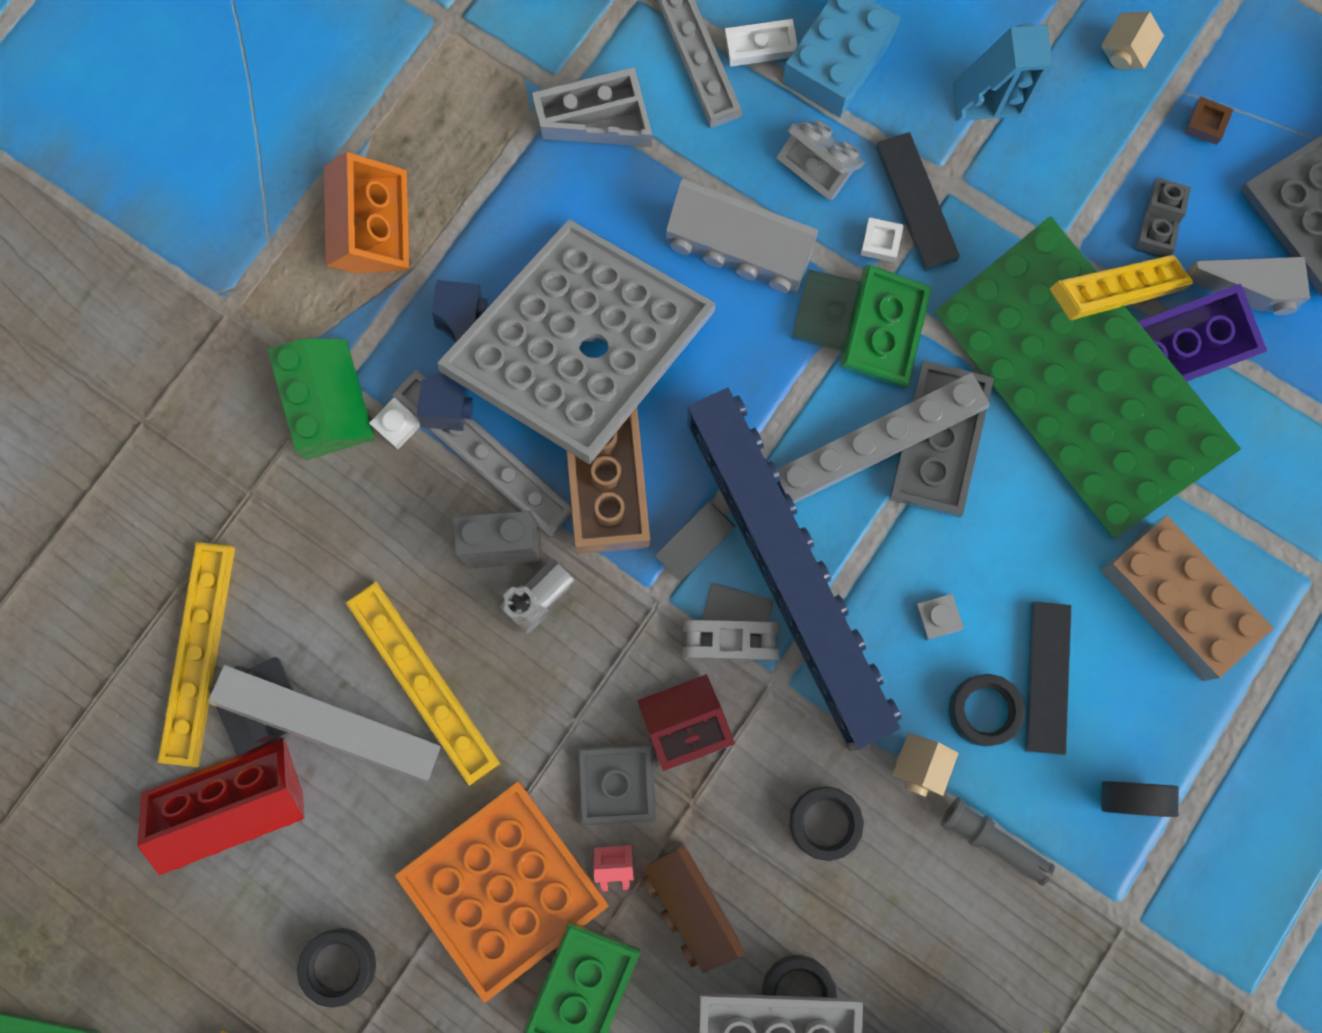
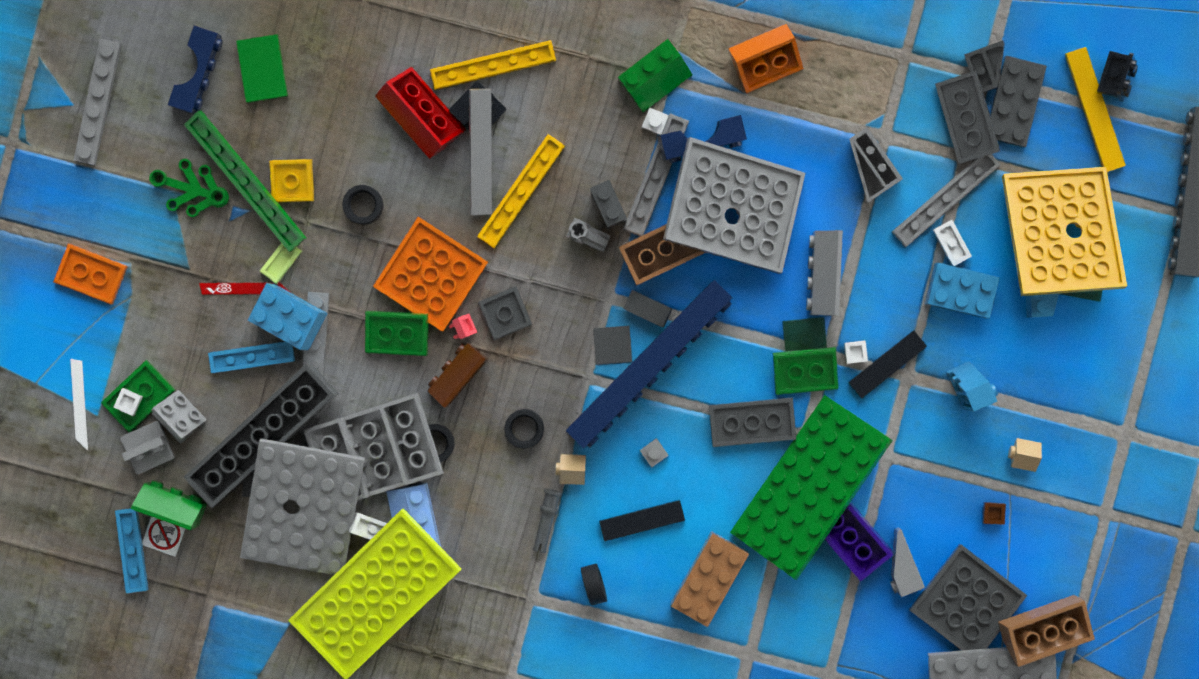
camera: 65 degrees right, 10 degrees up
(685, 722) = (549, 337): dark red slope -> none
(730, 640) = (601, 346): light grey plate -> none
(819, 157) = (893, 301): light grey bracket -> none
(883, 438) = (739, 389): light grey plate -> none
(1015, 710) = (597, 495): black tyre -> none
(1120, 286) = (865, 490): yellow tile -> none
(1162, 217) = (926, 504): dark grey slope -> none

